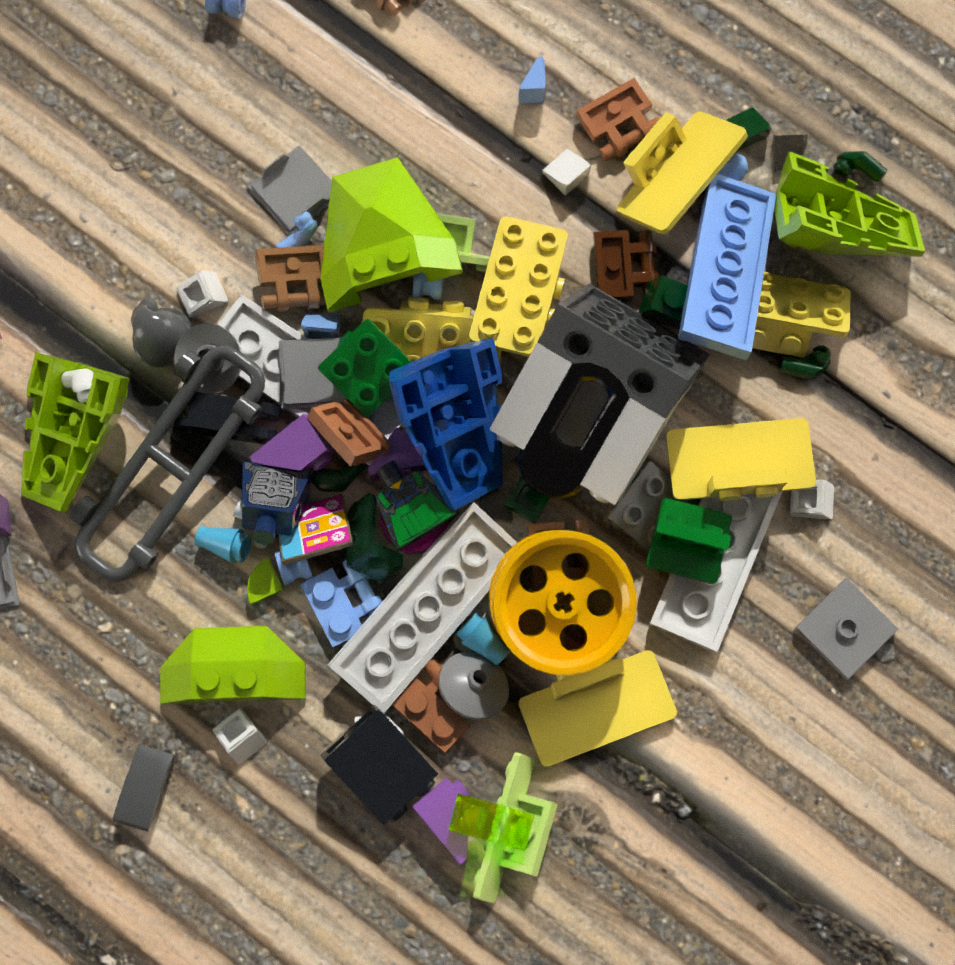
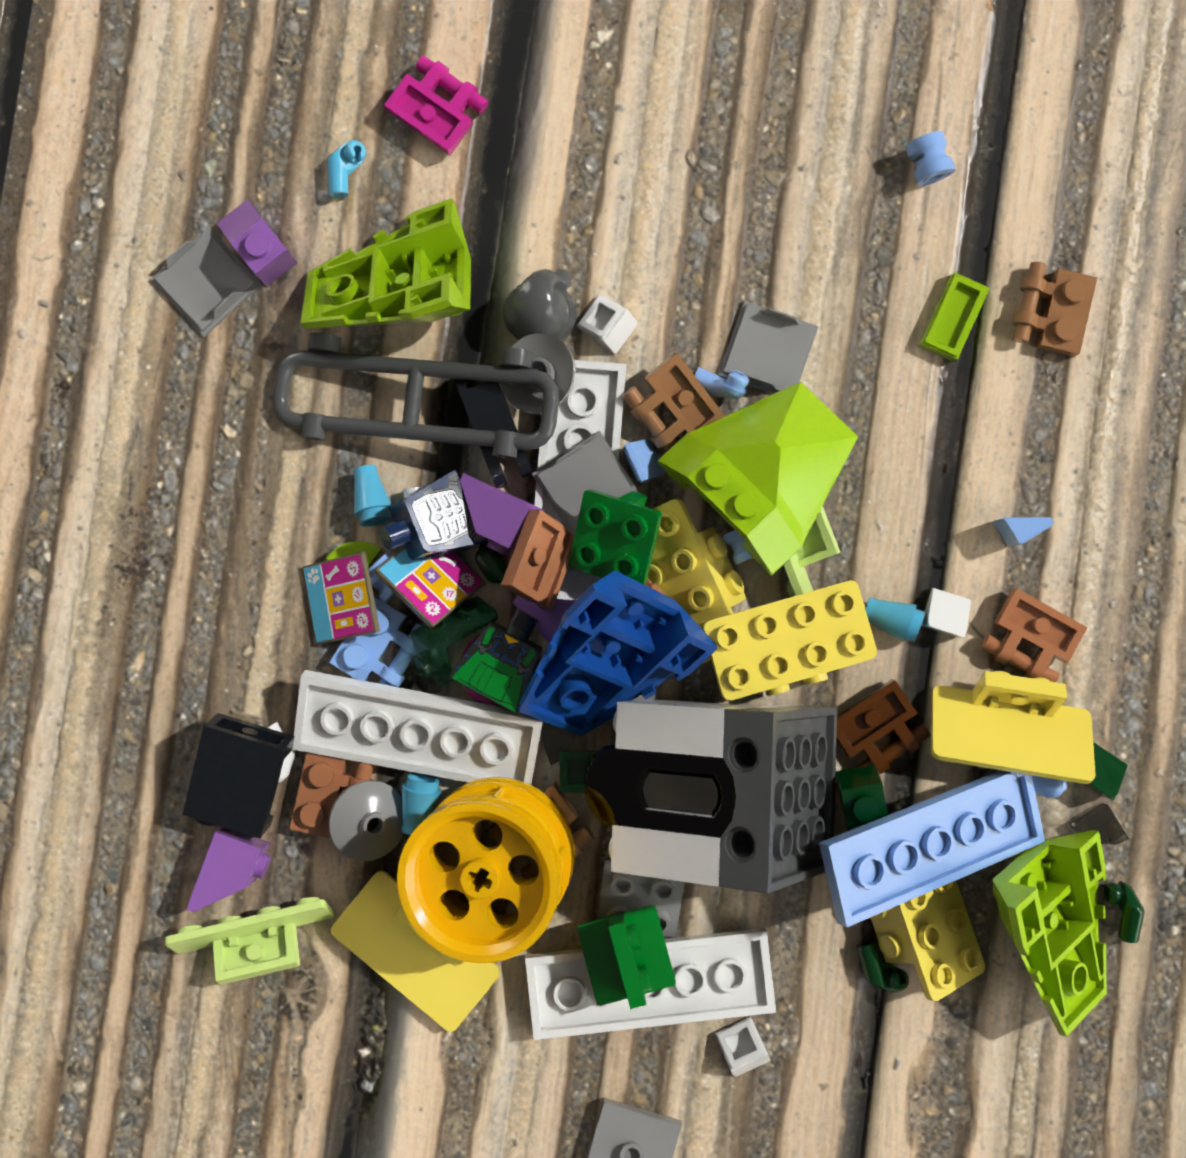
camera: 60 degrees right, 10 degrees up
(79, 381) = (441, 263): white arm -> none
(143, 788) = (96, 562): dark grey slope -> none
(232, 667) = (253, 579): lime wedge -> none
(239, 736) = (197, 621): white slope -> none
(289, 607) = (341, 598): none -> piece
(351, 47) = (954, 316): none -> lime tile
(491, 822) = (240, 917): clear neon green slope -> none
(549, 206) = (895, 618): none -> medium azure cone
(740, 459) = (738, 964): light yellow bracket -> none

